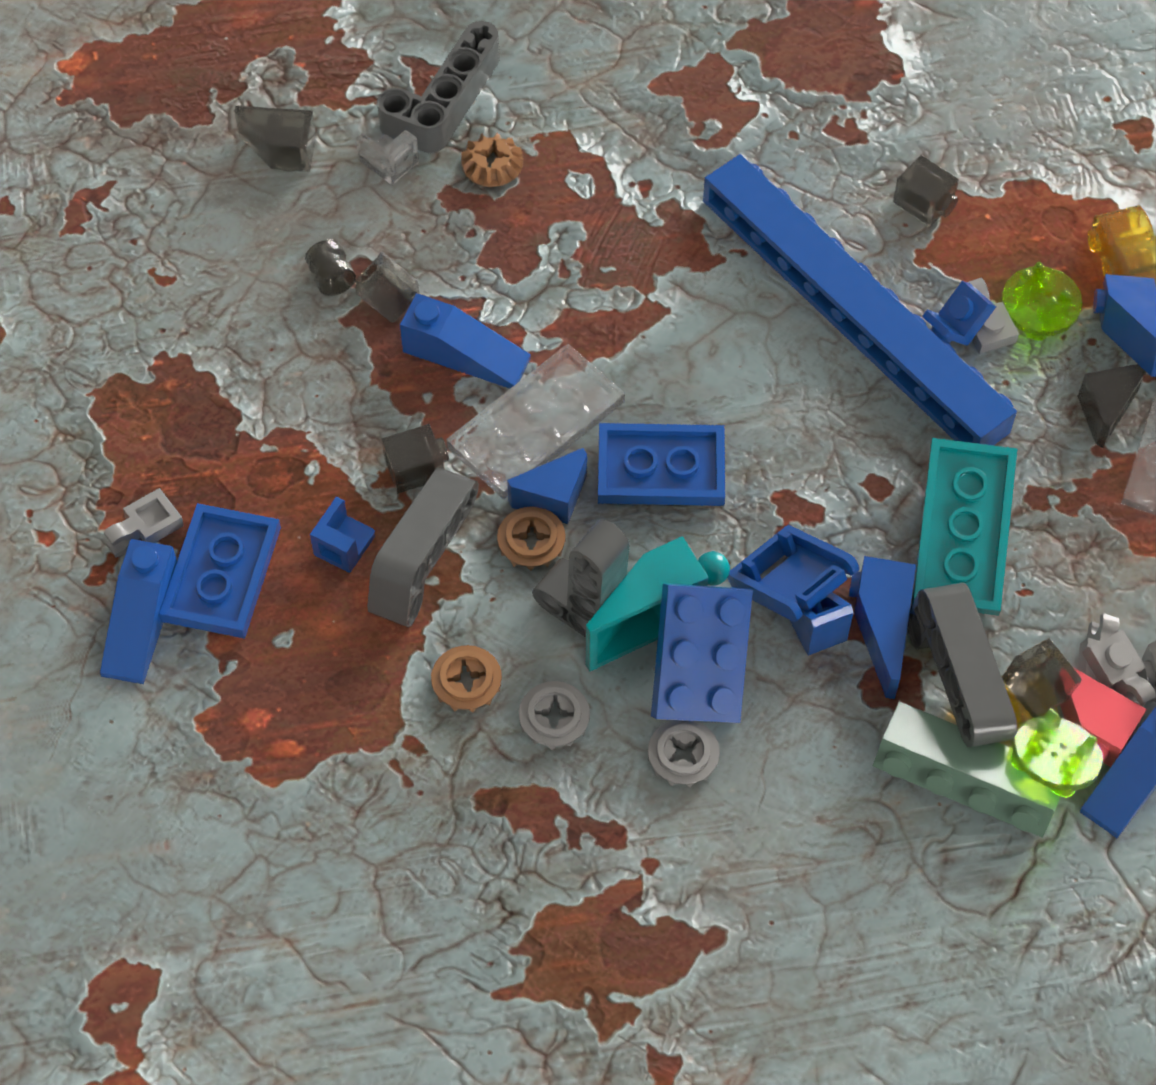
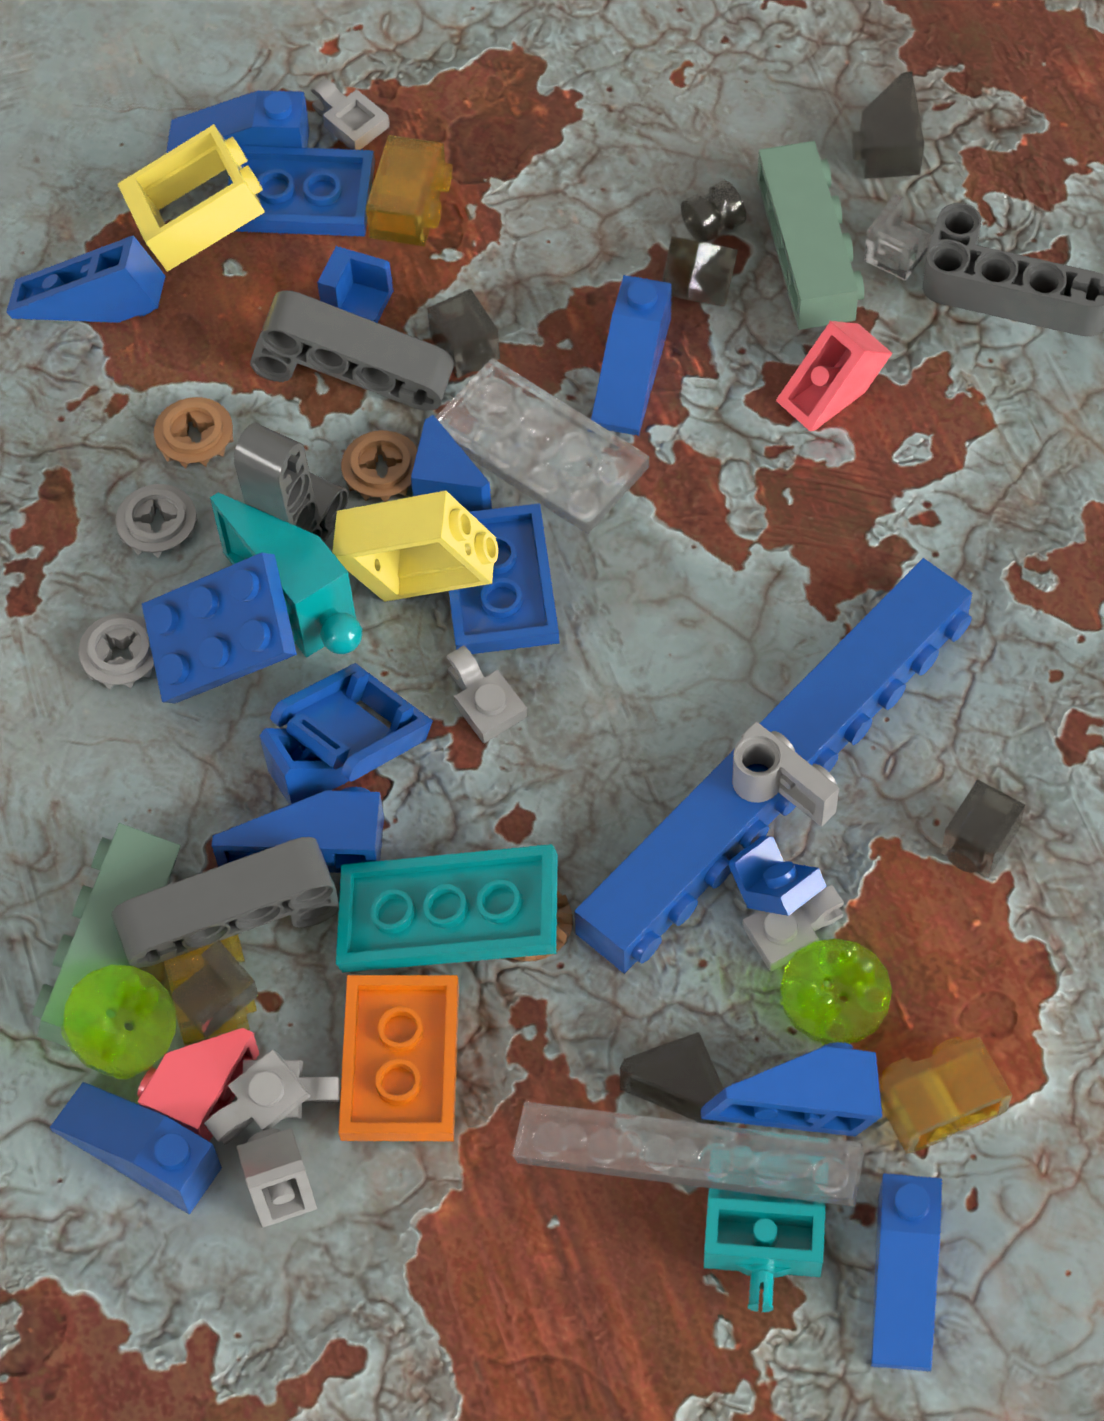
camera: 85 degrees right, 0 degrees up
(235, 687) = (180, 173): none -> light yellow window
(246, 481) = (408, 190): none -> clear yellow brick
(292, 751) = (92, 287): none -> blue slope
(374, 205) = (808, 235): none -> sand green brick
(504, 168) = (905, 361): medium nougat gear -> none
(513, 213) = (833, 373): none -> coral slope
(651, 492) = (415, 546): none -> light yellow window
(769, 488) = (486, 701): none -> light grey plate
(891, 281) = (803, 784): none -> light grey plate
(1078, 578) = (399, 1058): none -> orange plate

